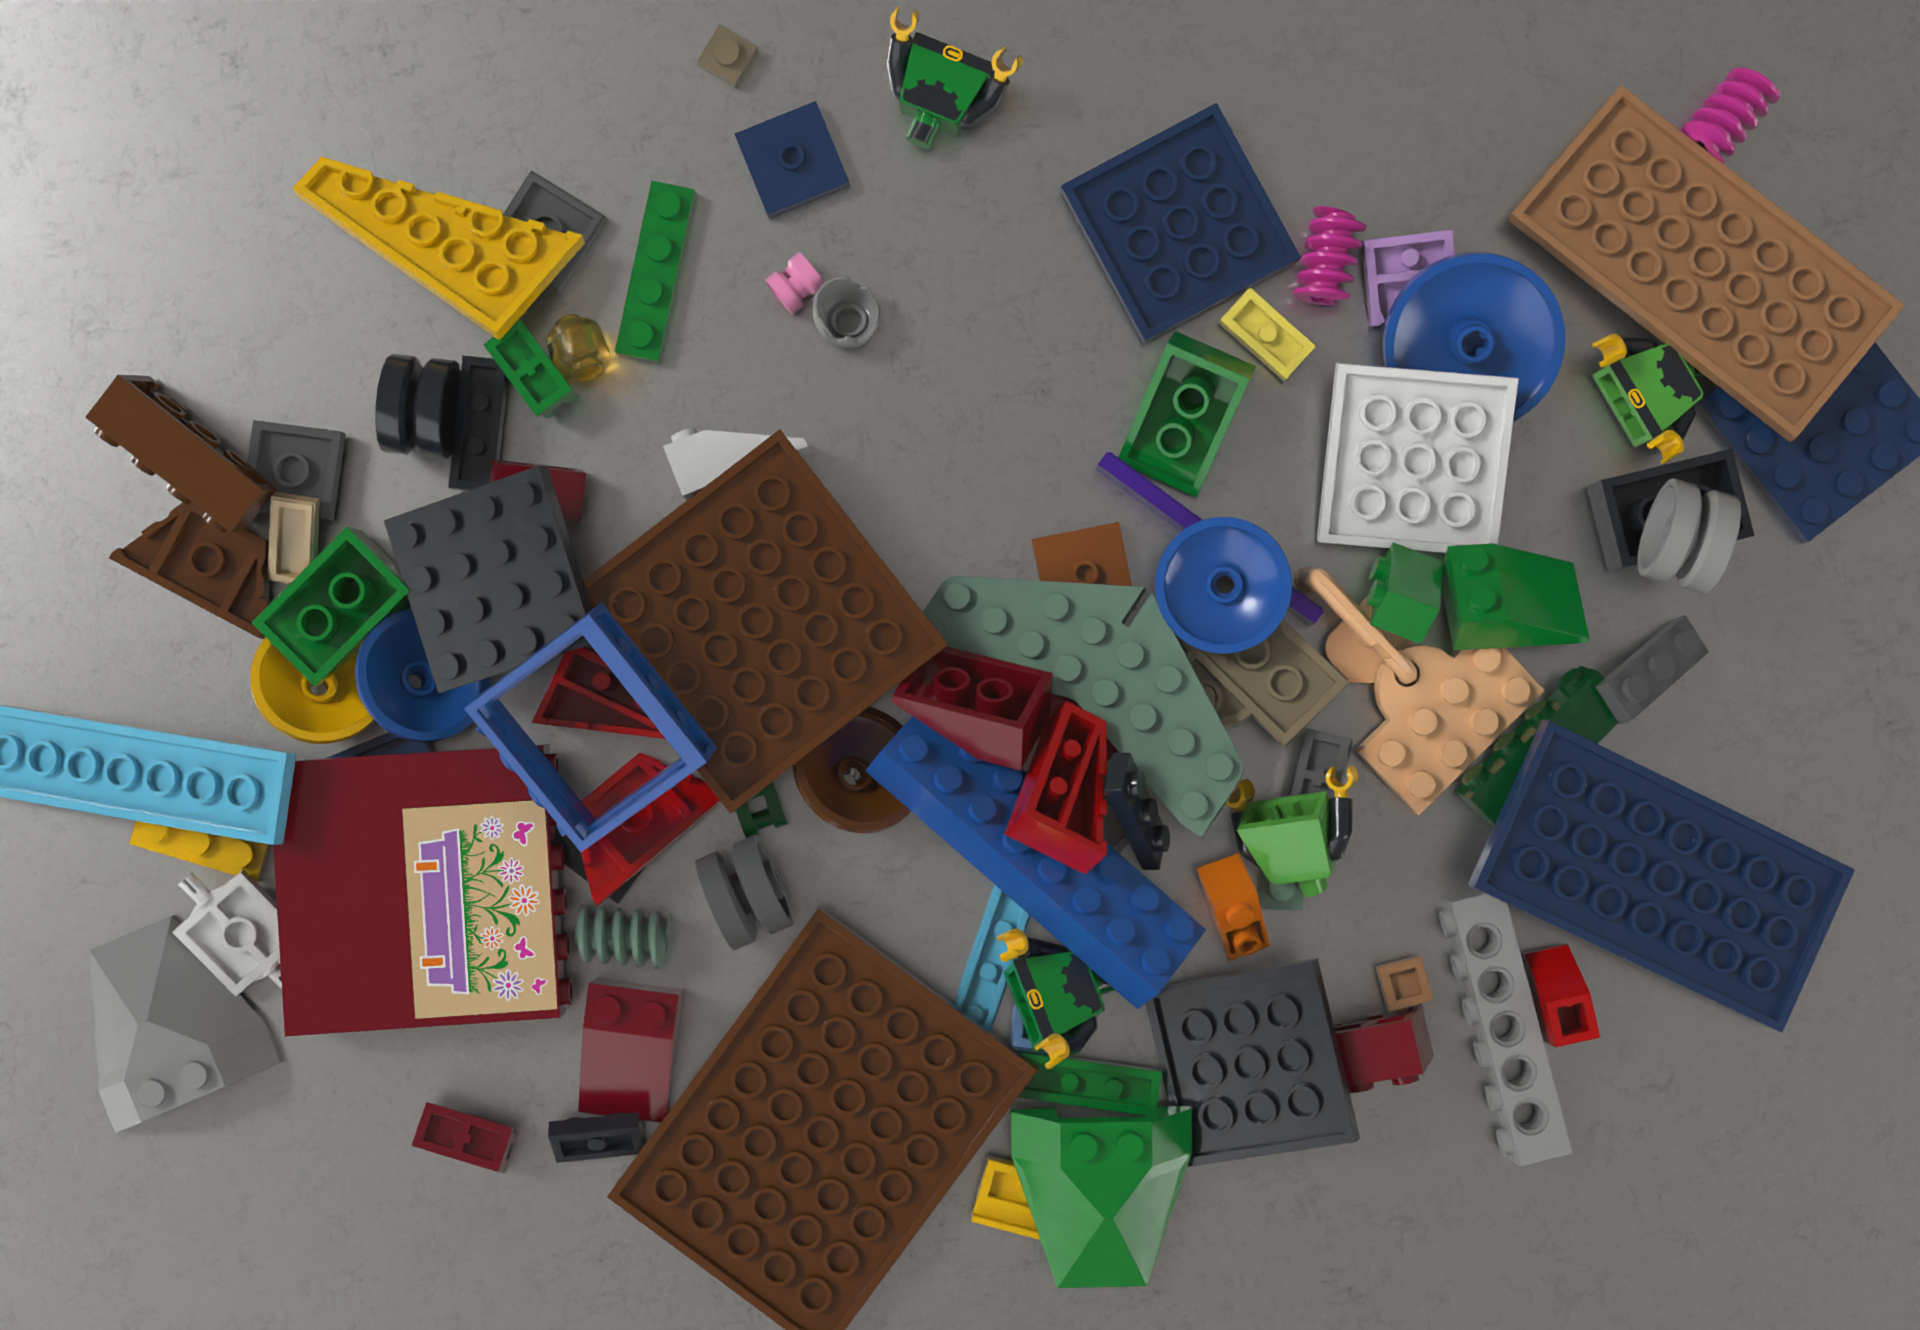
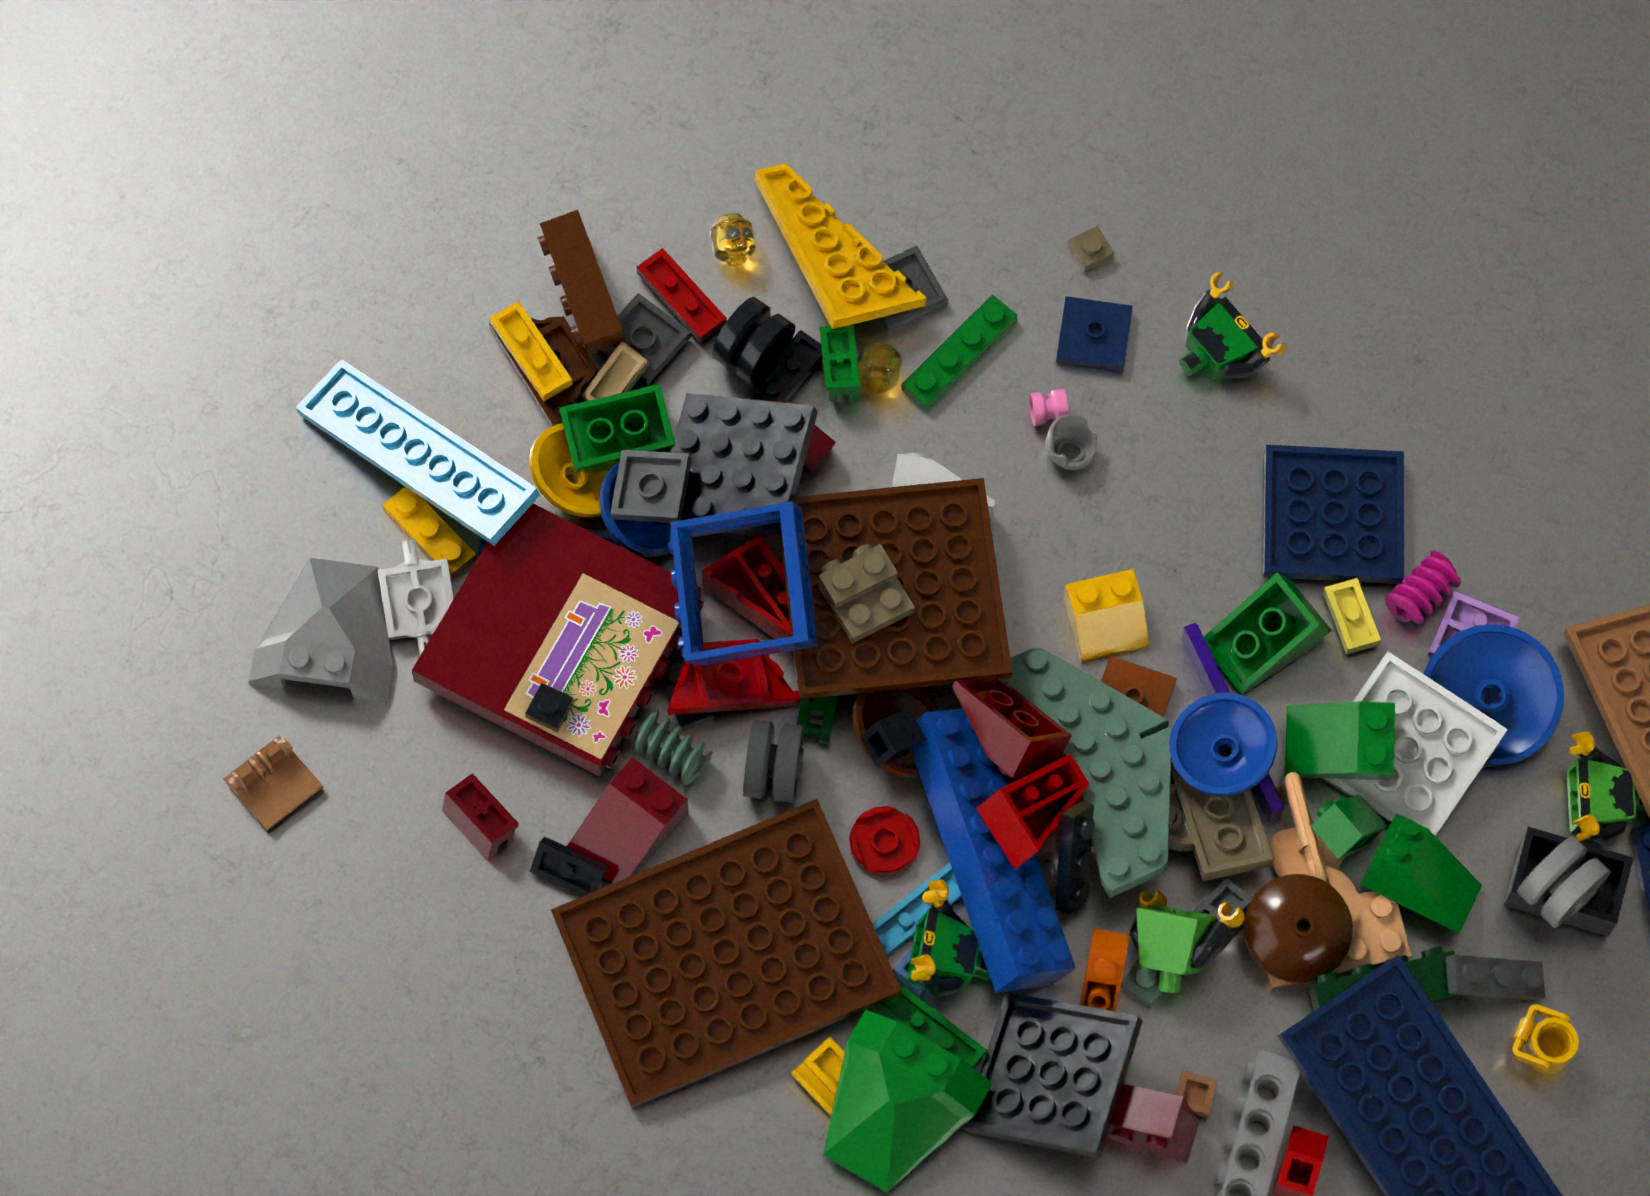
camera: 30 degrees right, 20 degrees down
(176, 568) = (531, 351): none -> yellow plate
(216, 1231) = (273, 782): none -> medium nougat hinge
(303, 391) = (681, 295): none -> red plate
(319, 289) = (732, 239): none -> clear yellow head
(414, 664) = (651, 486): none -> dark grey plate
(464, 989) = (549, 707): none -> black plate
(731, 653) = (864, 592): none -> dark tan plate
(862, 799) = (892, 738): none -> black brick
(922, 882) = (884, 854): none -> red tile
(1003, 496) = (1106, 615): none -> yellow slope
(1345, 498) = (1341, 740): none -> green slope
(1389, 737) = (1273, 931): none -> reddish brown dish
(1742, 707) = (1550, 1043): none -> yellow piece

